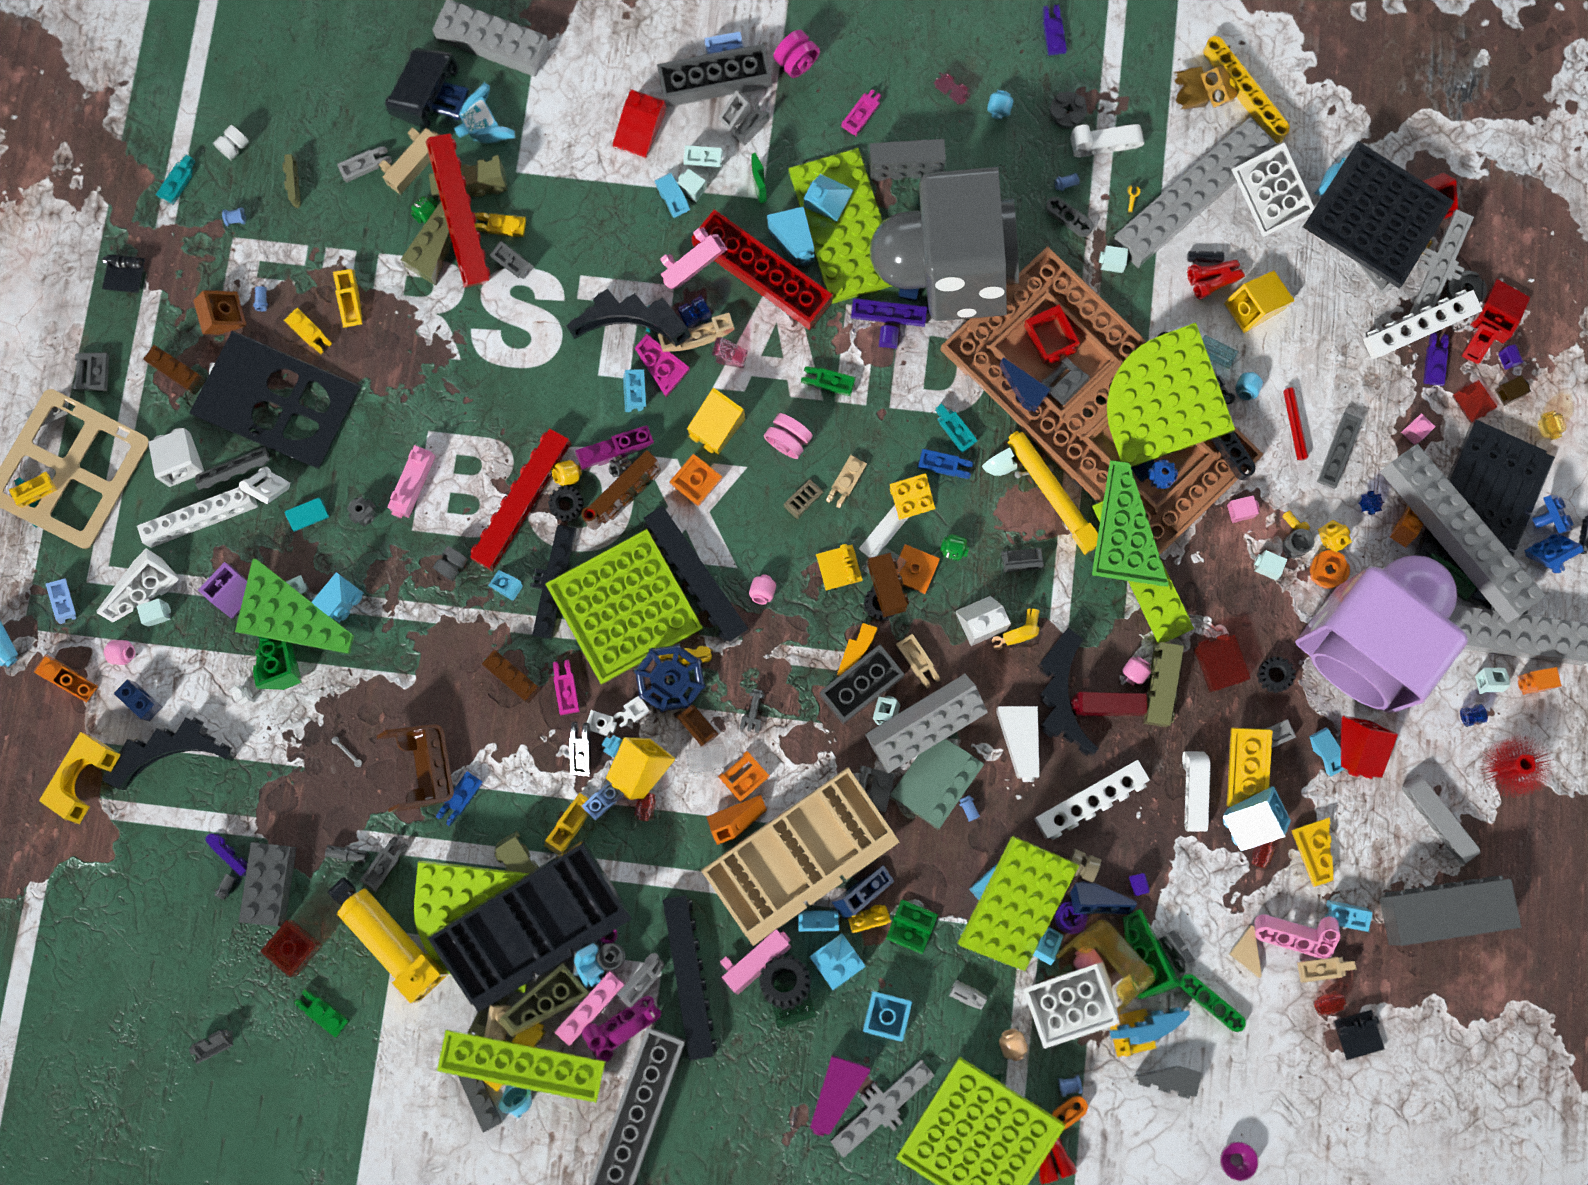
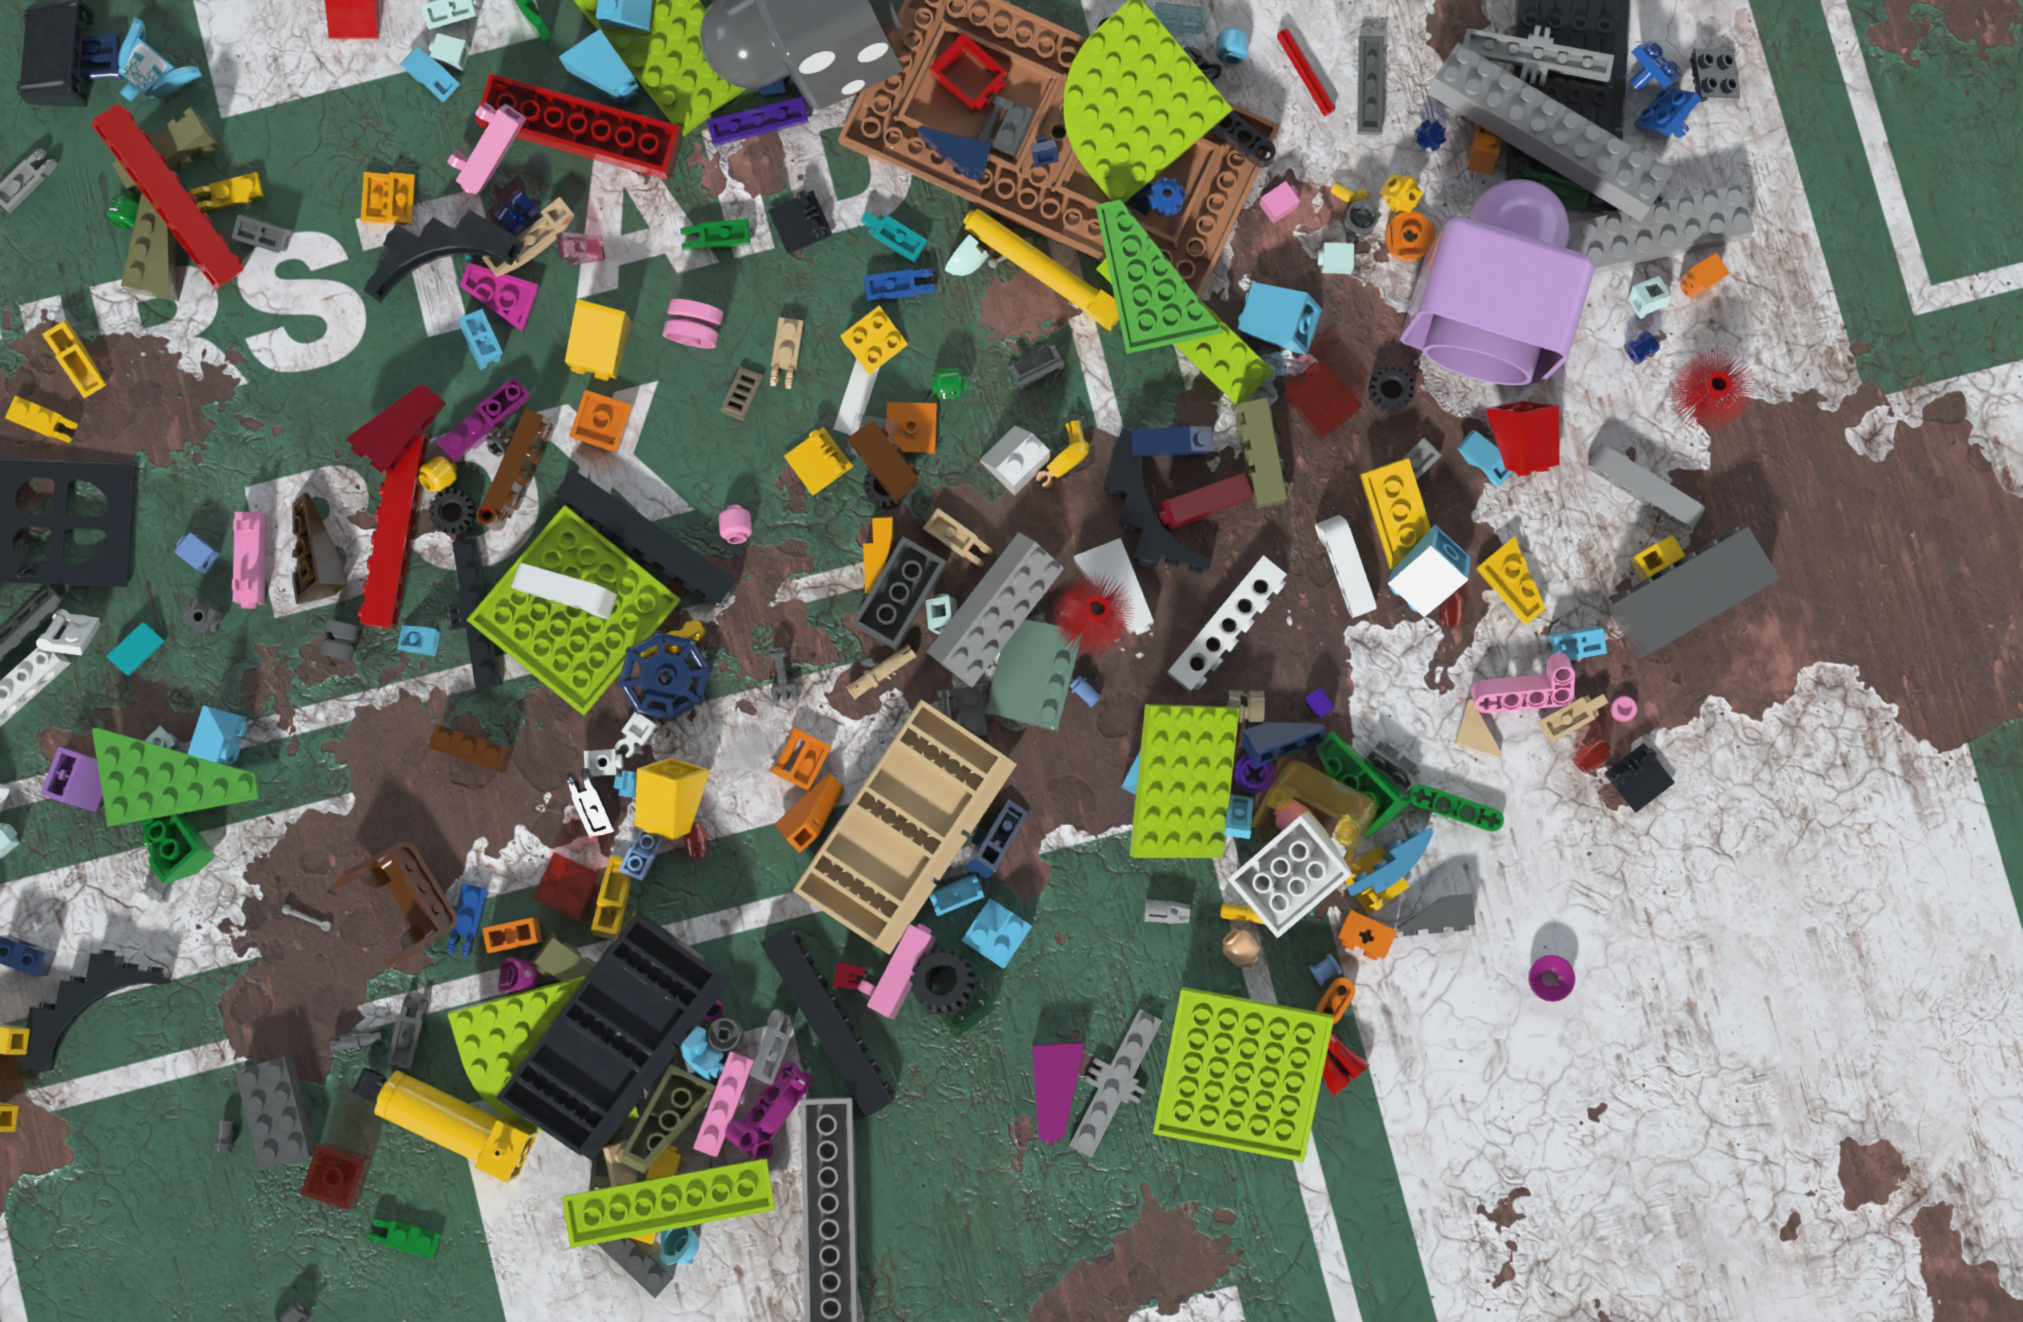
camera: 20 degrees left, 5 degrees up
(227, 853) = (211, 1095): dark purple hinge -> none
(376, 463) = (196, 552): none -> medium blue brick
(410, 163) = (82, 156): tan brick -> none
(458, 503) = (318, 563): none -> dark brown wedge
(478, 854) = (516, 976): none -> magenta piece
(487, 822) = (512, 935): none -> orange brick
(541, 803) = (568, 886): none -> clear red brick
(550, 430) = (396, 429): none -> dark red slope
(565, 689) = (543, 738): dark pink hinge -> none
(608, 269) = (387, 198): none -> light orange slope
(623, 589) = (564, 590): none -> white beam
(697, 725) = (721, 719): reddish brown hinge -> none
(713, 949) = (844, 976): none -> dark red hinge
(817, 738) = (880, 672): none -> tan pin
(873, 917) = (1022, 862): yellow hinge -> none
(887, 1016) = (1080, 973): medium azure slope -> none
(888, 336) = (769, 151): dark purple brick -> none
(891, 393) = (800, 221): none -> black hinge
(911, 926) = (1069, 858): green slope -> none
(998, 756) = (1093, 615): none -> red piece
(1023, 1018) = (1240, 913): none -> yellow axle
(1085, 409) = (1044, 151): none -> dark blue tile
(1102, 651) = (1173, 441): none -> dark blue slope
(1121, 1076) = (1380, 934): none -> orange brick
(1136, 670) = (1225, 448): bright pink head -> none
(1213, 591) = (1280, 317): none -> medium azure slope
(1365, 978) = (1623, 708): none -> bright pink tile
(1418, 429) = (1455, 22): bright pink brick -> none
(1430, 875) = (1657, 557): none -> yellow slope
(1473, 475) = (1539, 55): none -> light grey hinge

